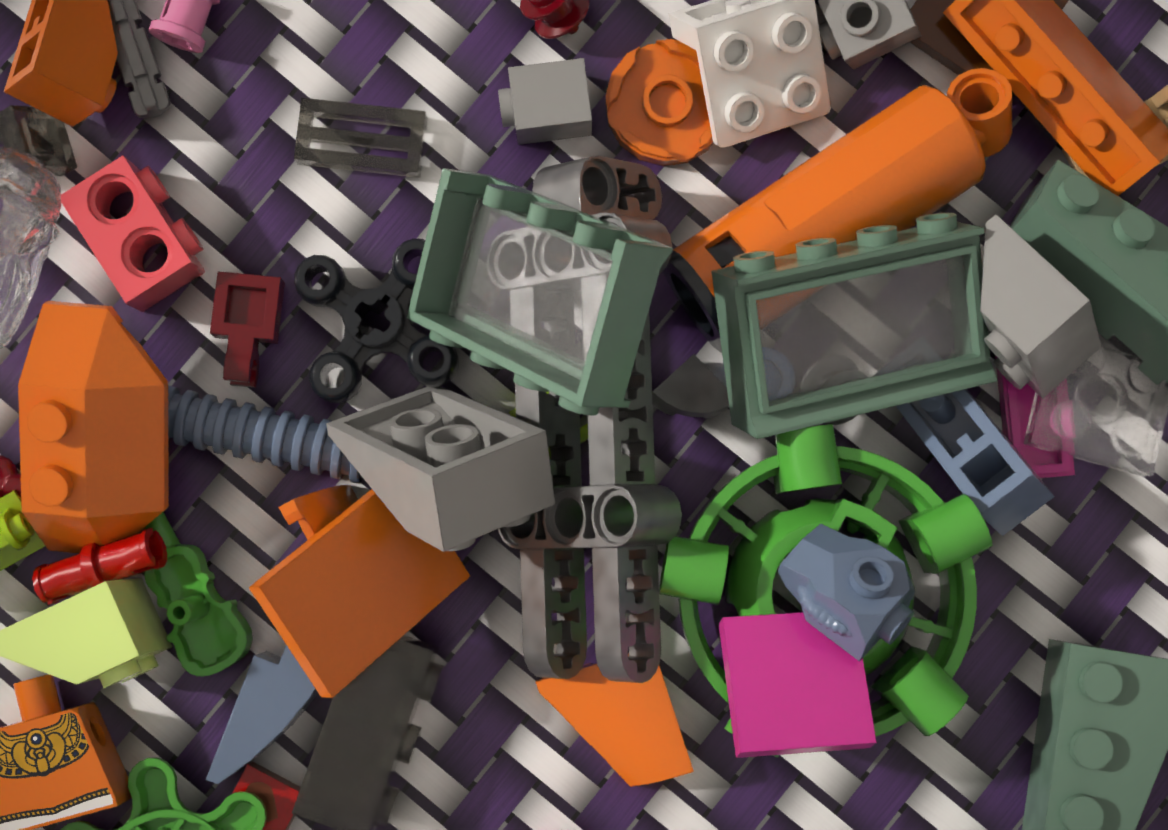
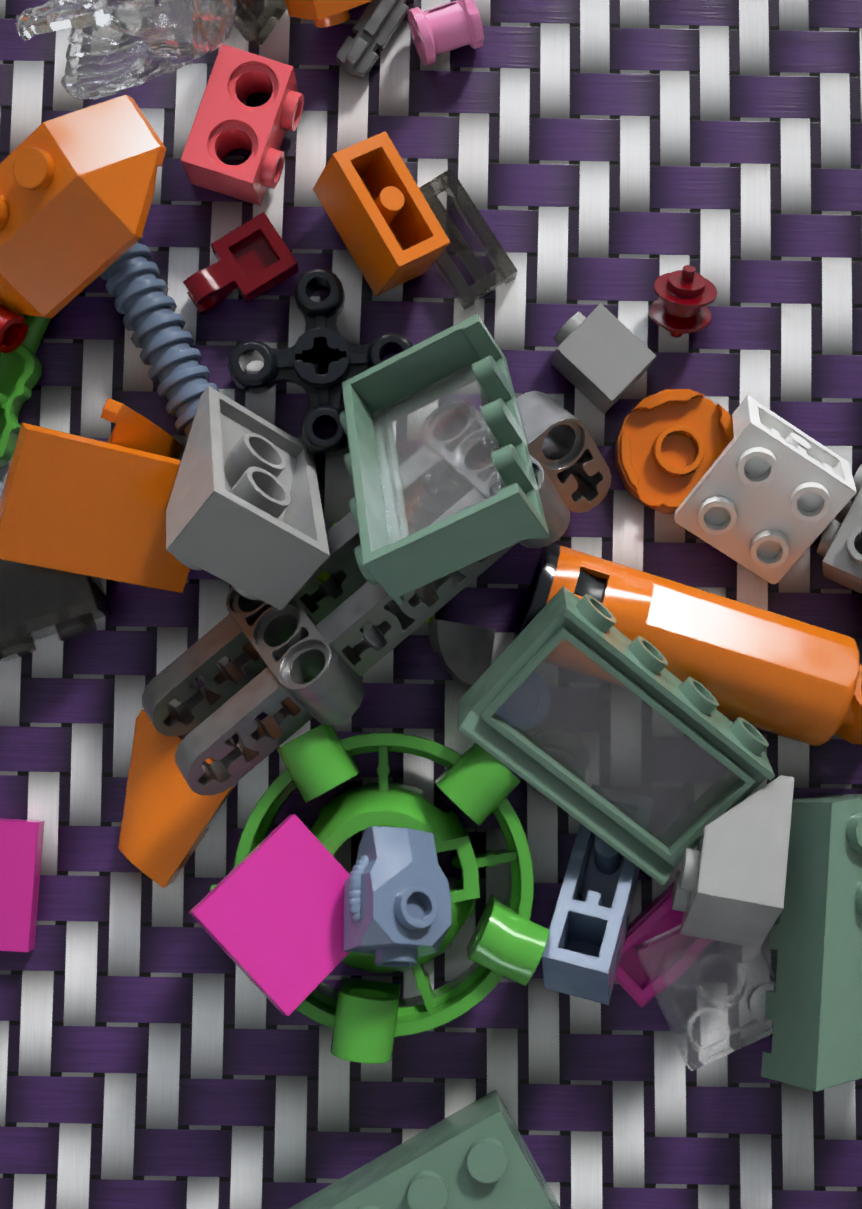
camera: 50 degrees right, 0 degrees up
(296, 181) = (380, 213): none -> orange brick

